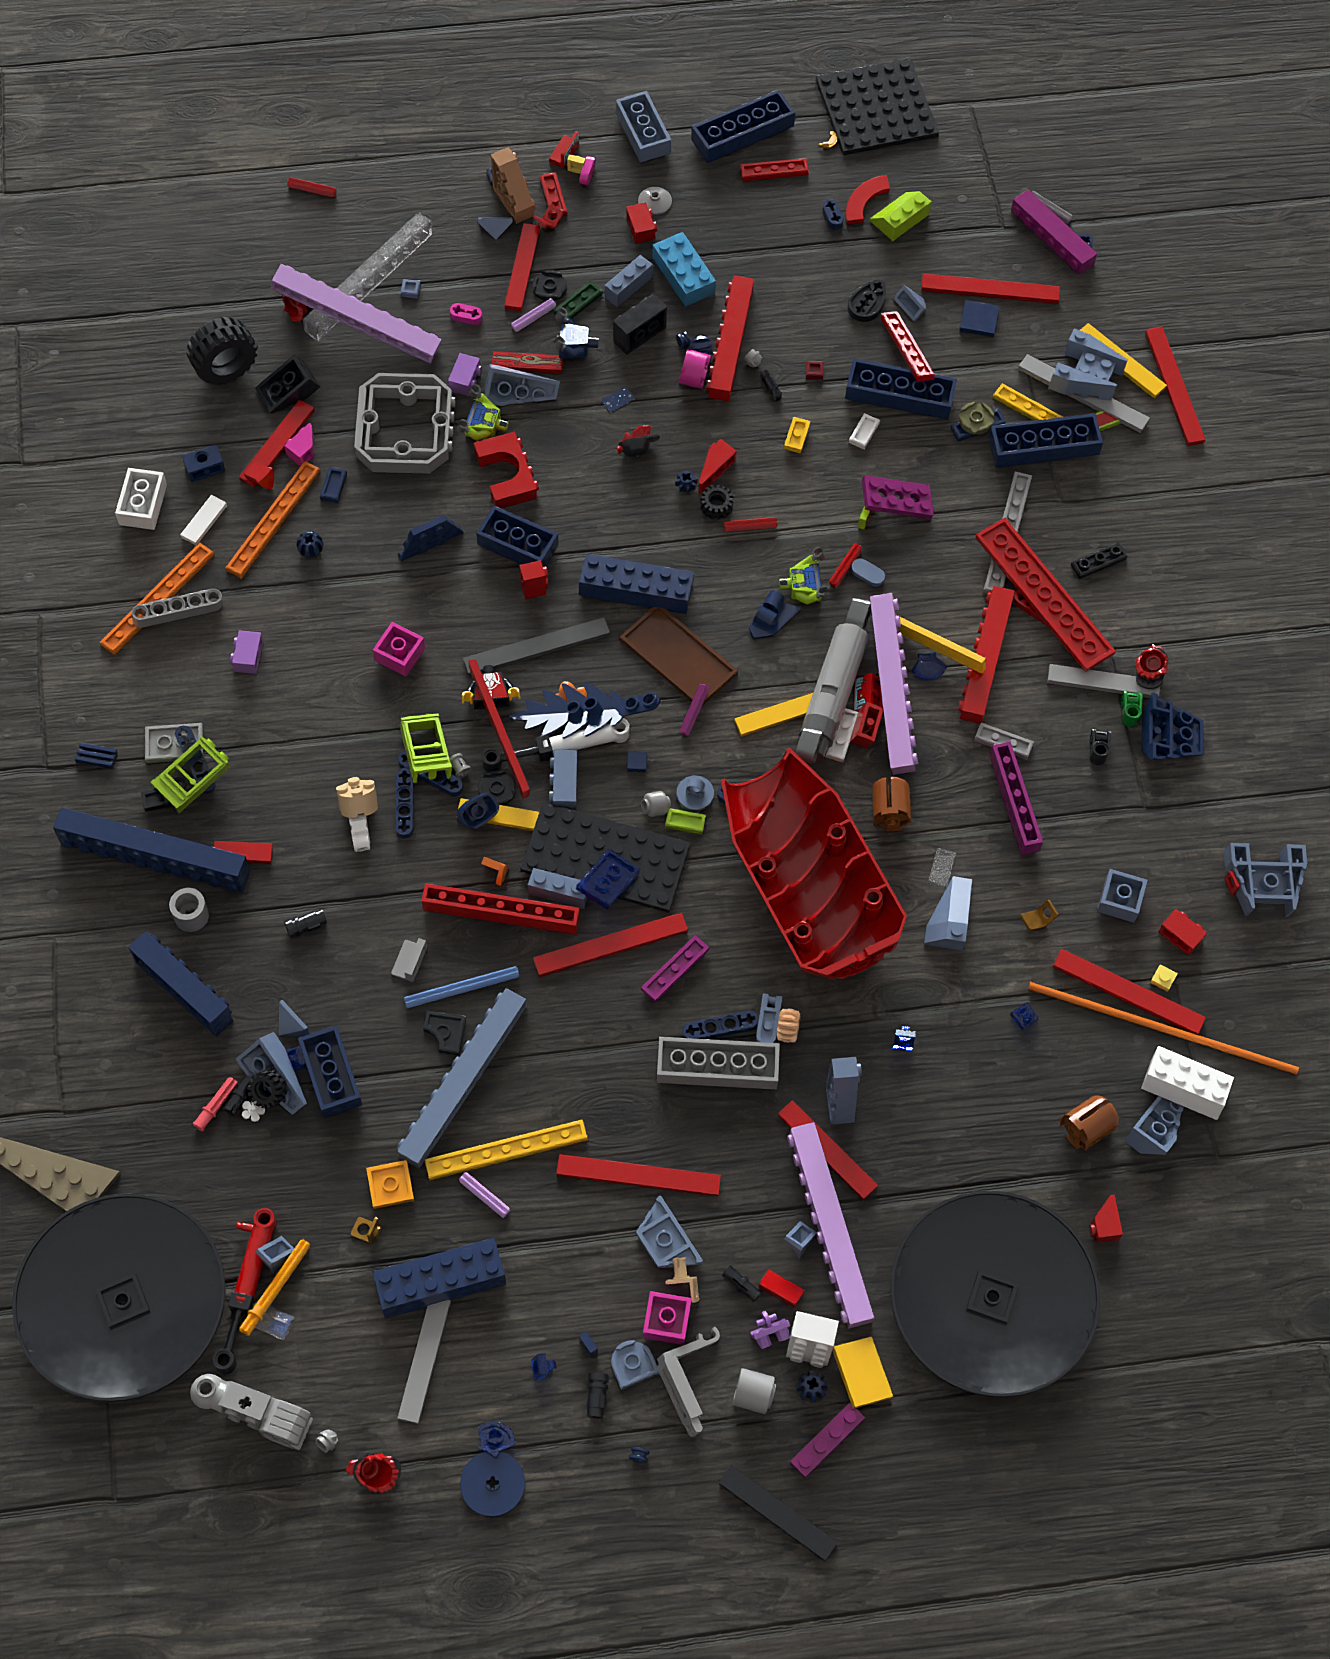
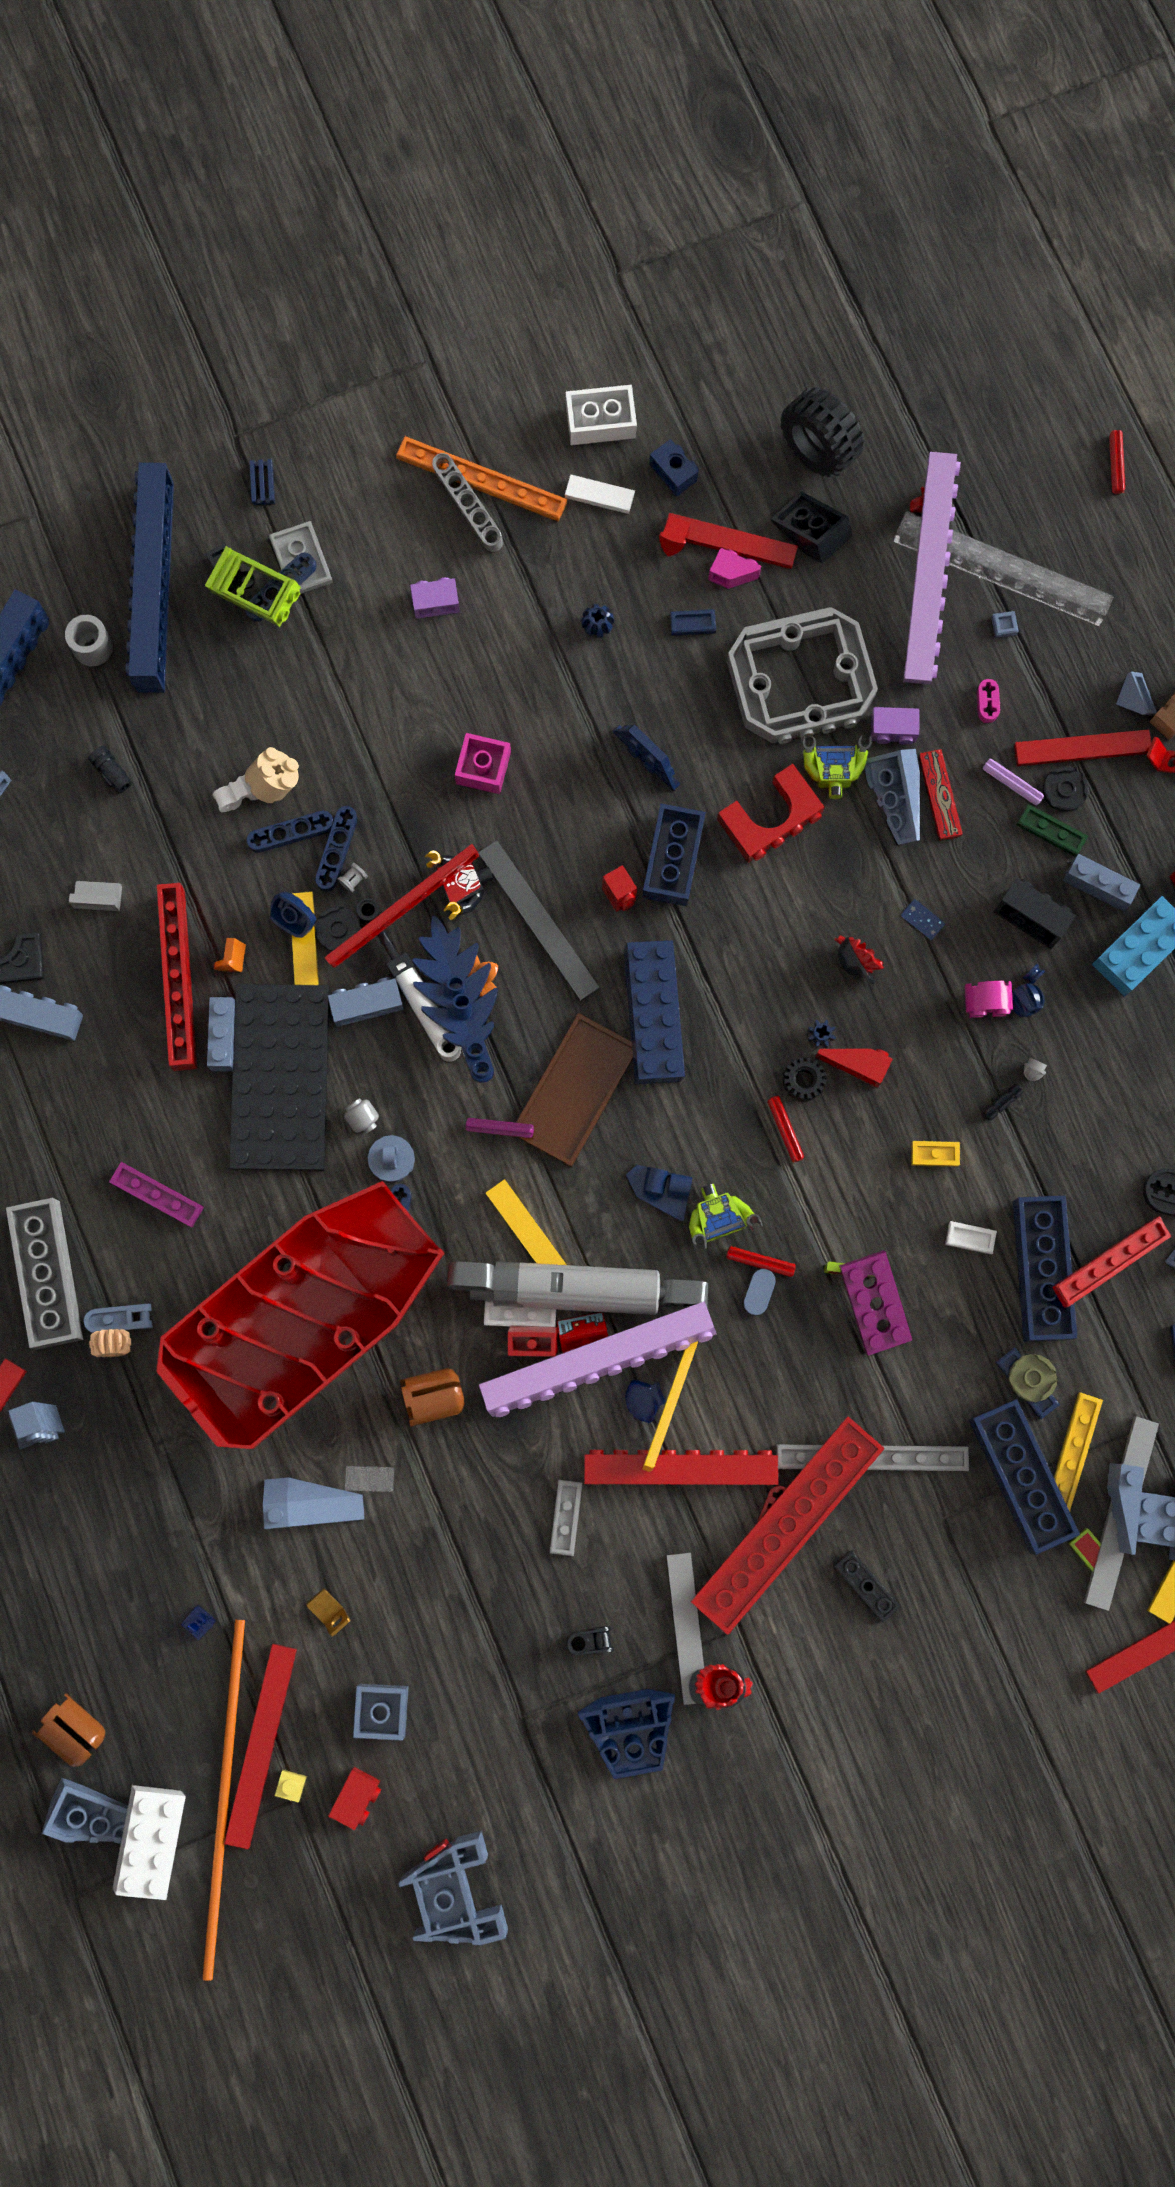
camera: 75 degrees right, 15 degrees up
(253, 851) = (183, 676): red tile -> none
(272, 519) = (625, 570): orange tile -> none
(425, 763) = (334, 844): lime door -> none
(461, 987) = (77, 962): medium blue axle -> none
(573, 338) = (987, 839): torso -> none
(608, 879) = (239, 1086): clear blue tile -> none
(610, 944) = (171, 1114): red tile -> none
(637, 761) = (416, 1079): dark blue tile -> none
(685, 821) = (352, 1157): lime tile -> none
(719, 1022) = (98, 1265): dark blue beam -> none
(731, 338) = (1057, 1033): red brick -> none
(814, 370) = (1044, 1151): dark red tile -> none
(904, 1038) = (130, 1483): clear blue tile -> none
(1016, 798) = (481, 1550): magenta brick -> none
(1131, 705) = (658, 1671): green piece -> none

